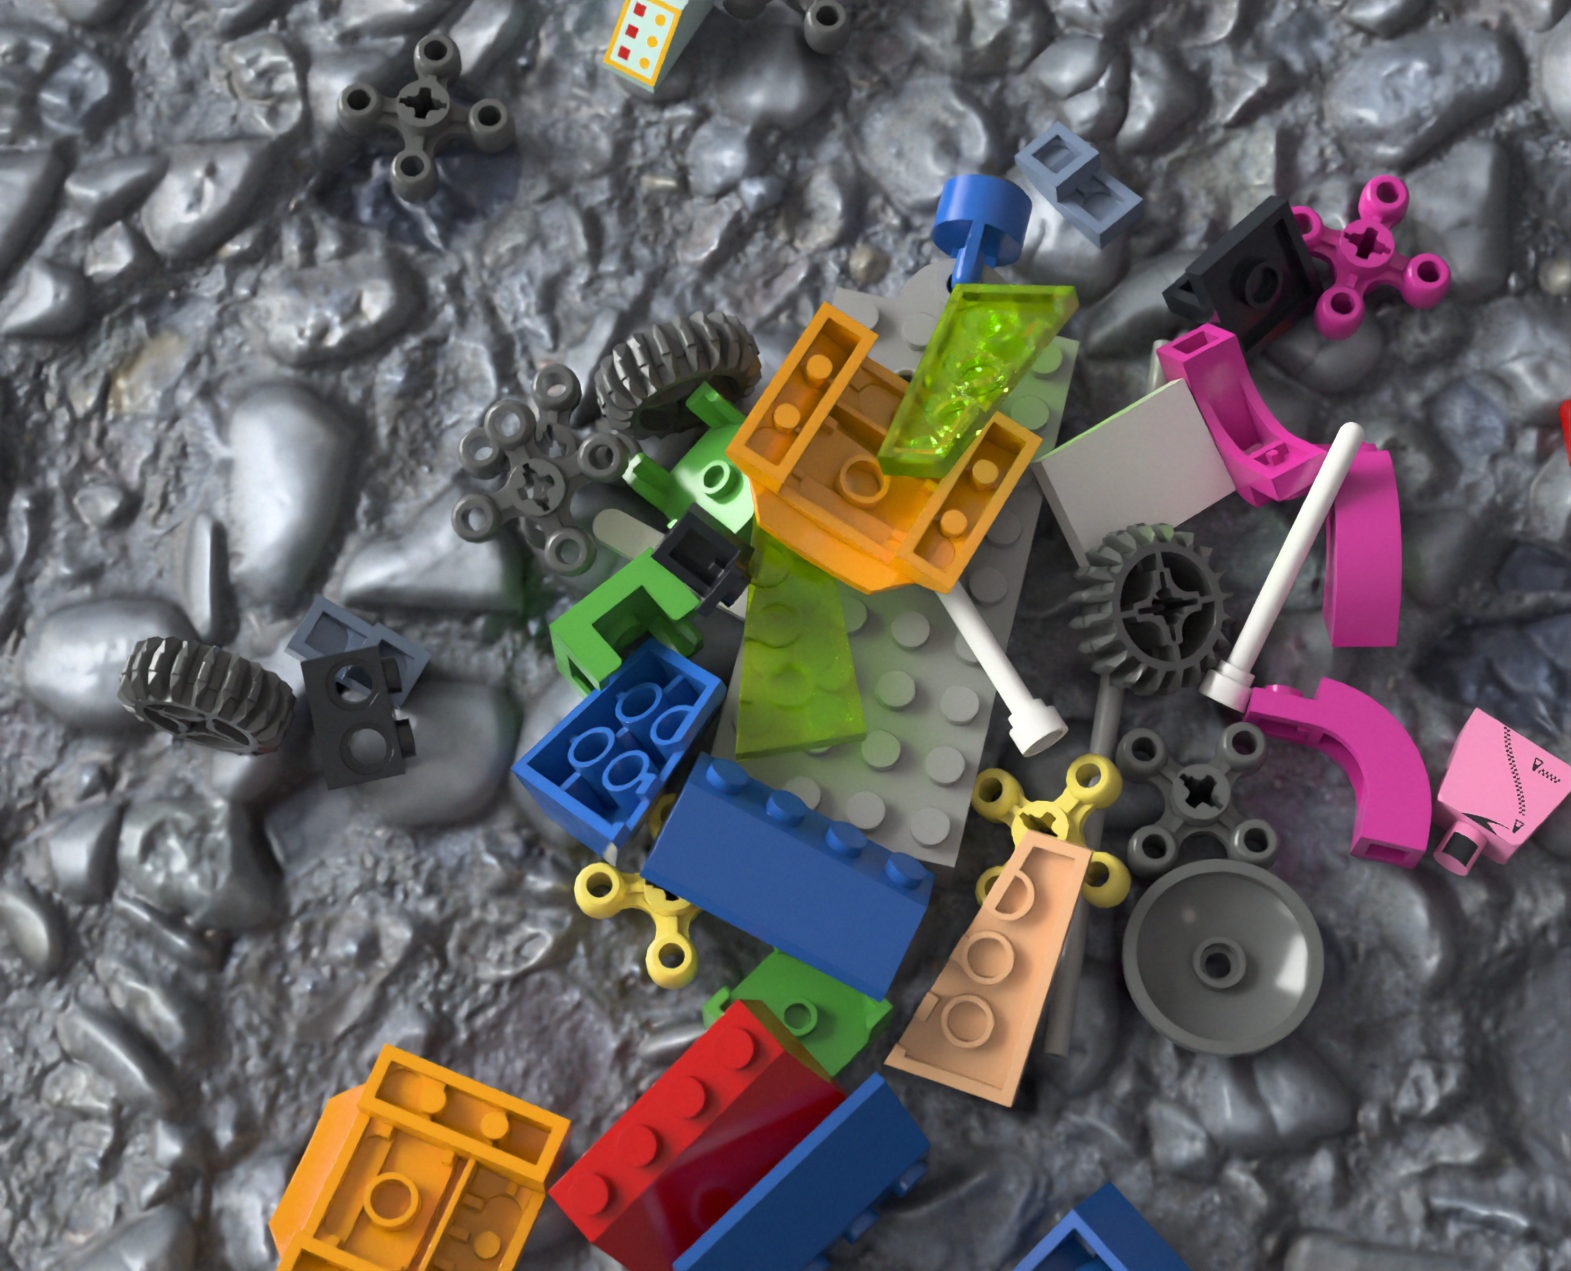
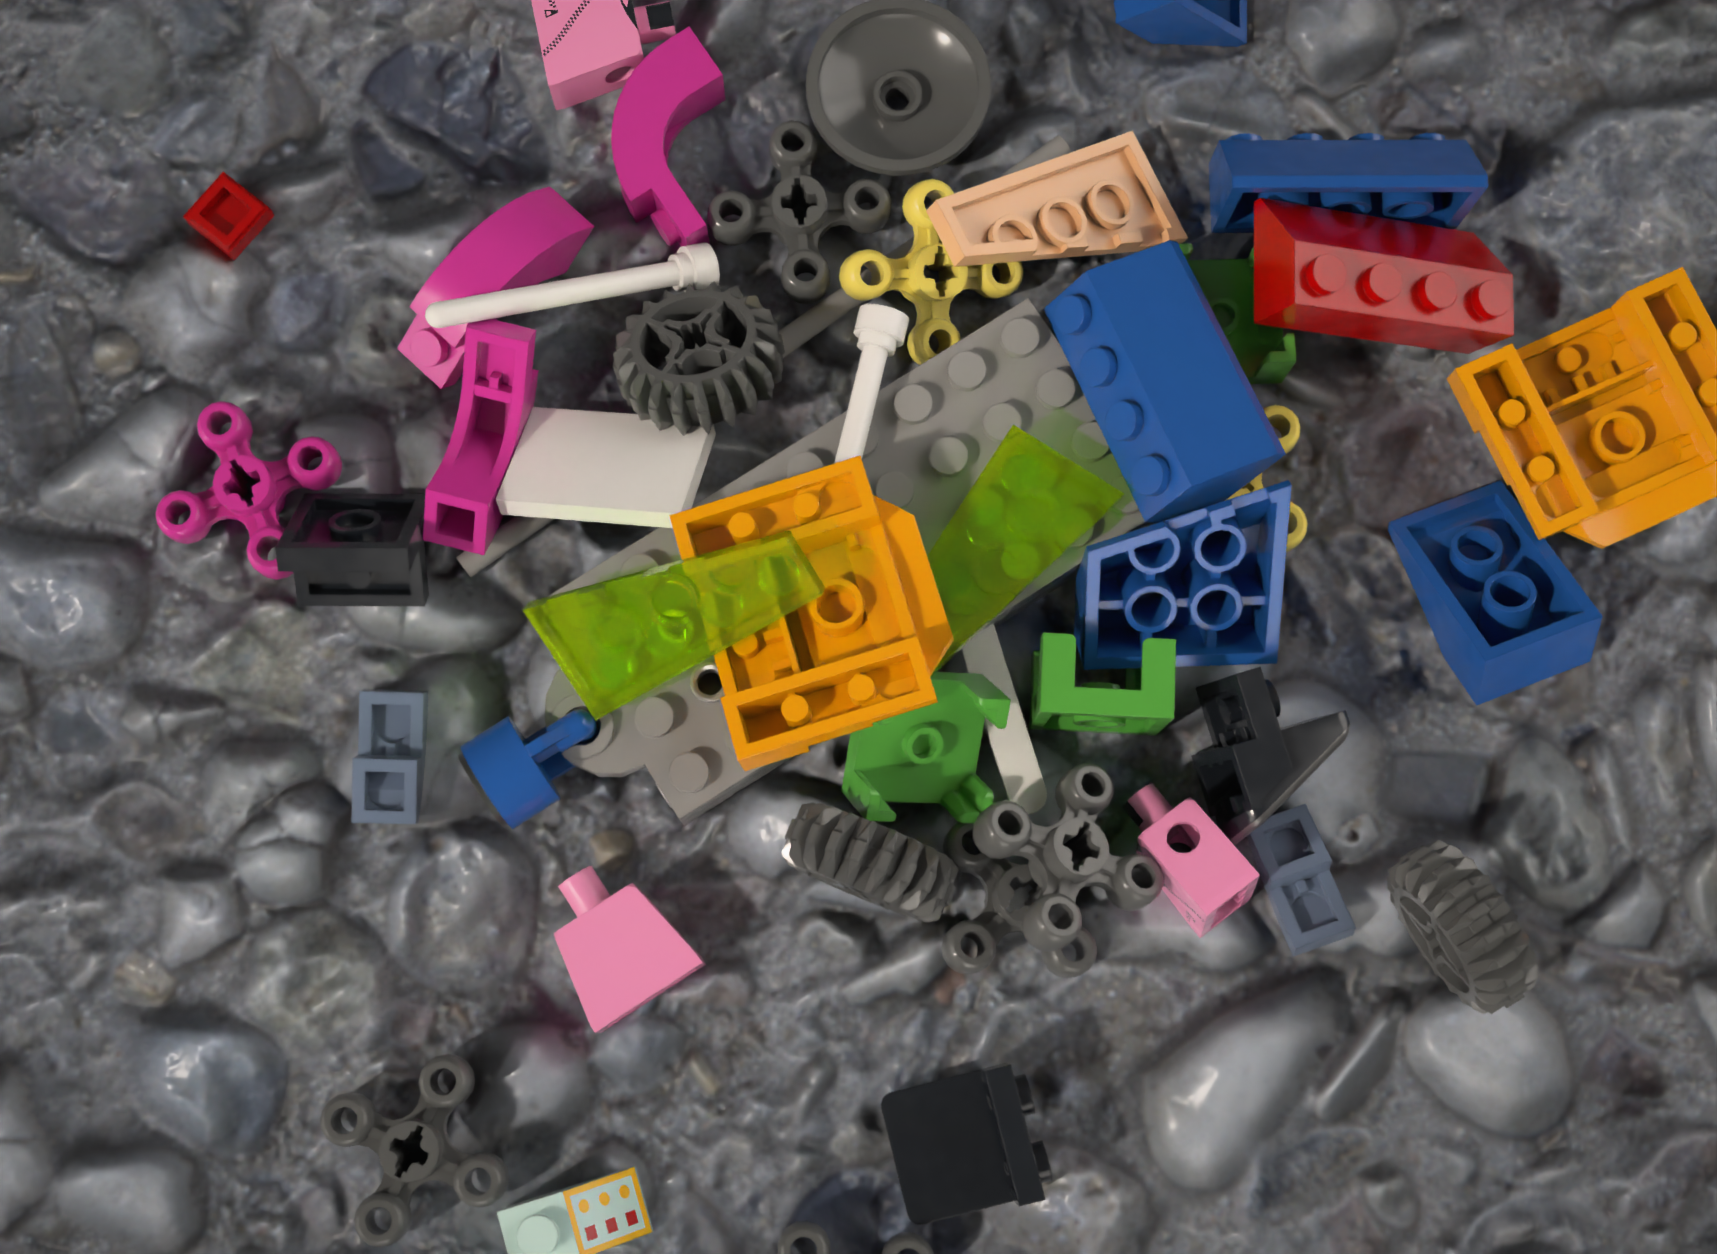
camera: 140 degrees left, 10 degrees up
(338, 718) = (1364, 817): black brick -> none
(392, 981) = (1494, 593): none -> blue slope
(441, 276) = (965, 1144): none -> black bracket
(450, 578) = (1200, 883): none -> bright pink torso
(460, 688) = (1254, 759): none -> black piece
(706, 558) = (1009, 655): black bracket -> none
(795, 195) = (619, 949): none -> bright pink torso

